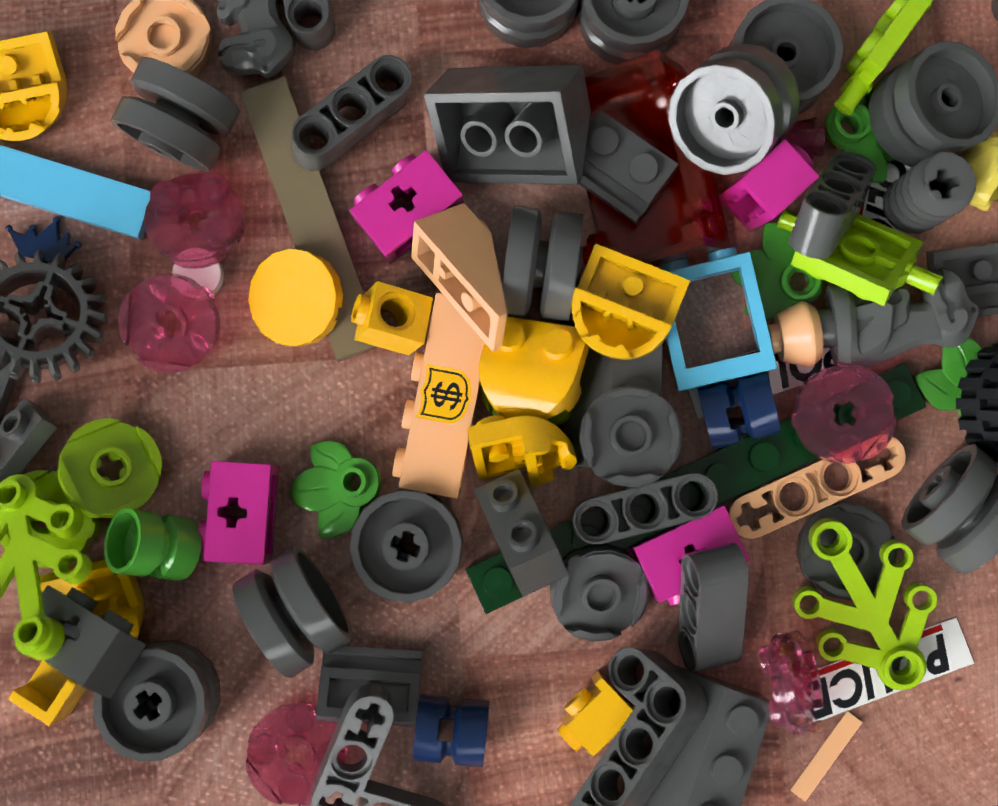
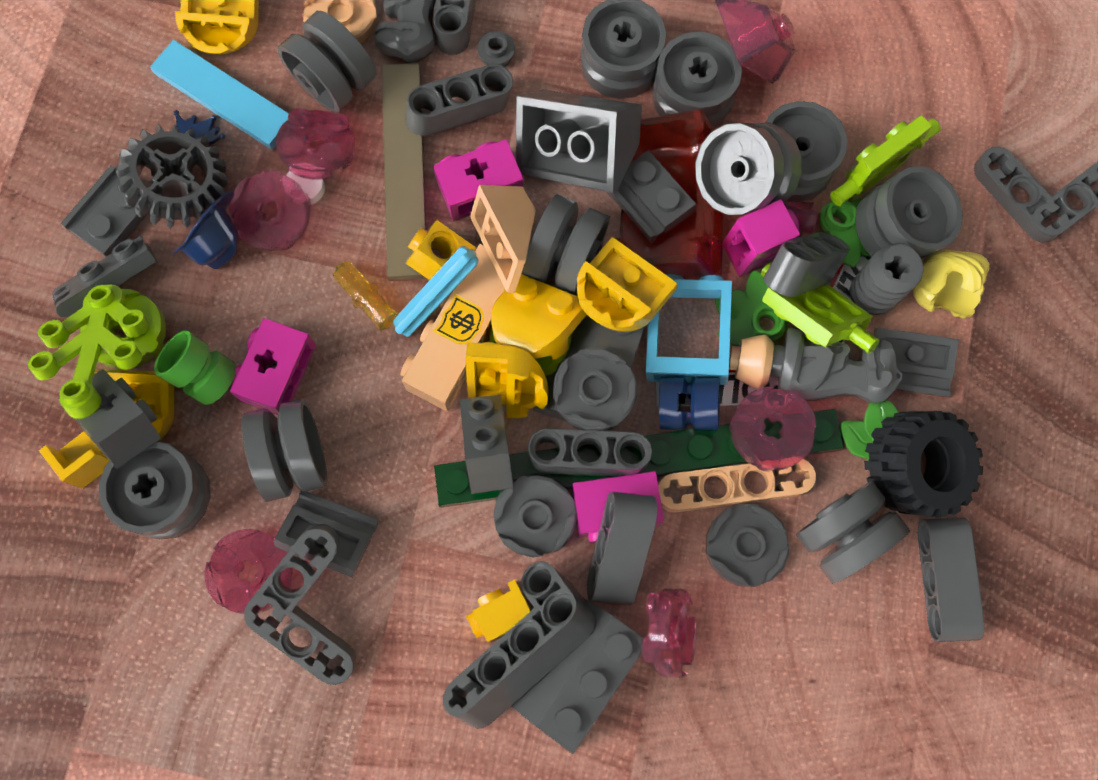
camera: 15 degrees right, 10 degrees down
(114, 382) = (213, 236): none -> dark blue piece
(120, 442) = (188, 280): lime plate -> none
(295, 297) = (371, 220): yellow tile -> none
(317, 390) = (364, 295): none -> clear yellow axle
(329, 491) = (348, 373): bright green plate -> none
(376, 41) = (501, 56): none -> dark grey plate
(378, 551) = (380, 409): dark grey wheel -> none
(404, 367) = (435, 291): none -> medium azure axle
(468, 733) = (393, 595): dark blue wheel -> none
(826, 756) = (683, 711): light nougat piece -> none
(852, 685) = (758, 654): sticker -> none
(870, 611) = (753, 597): lime plant -> none

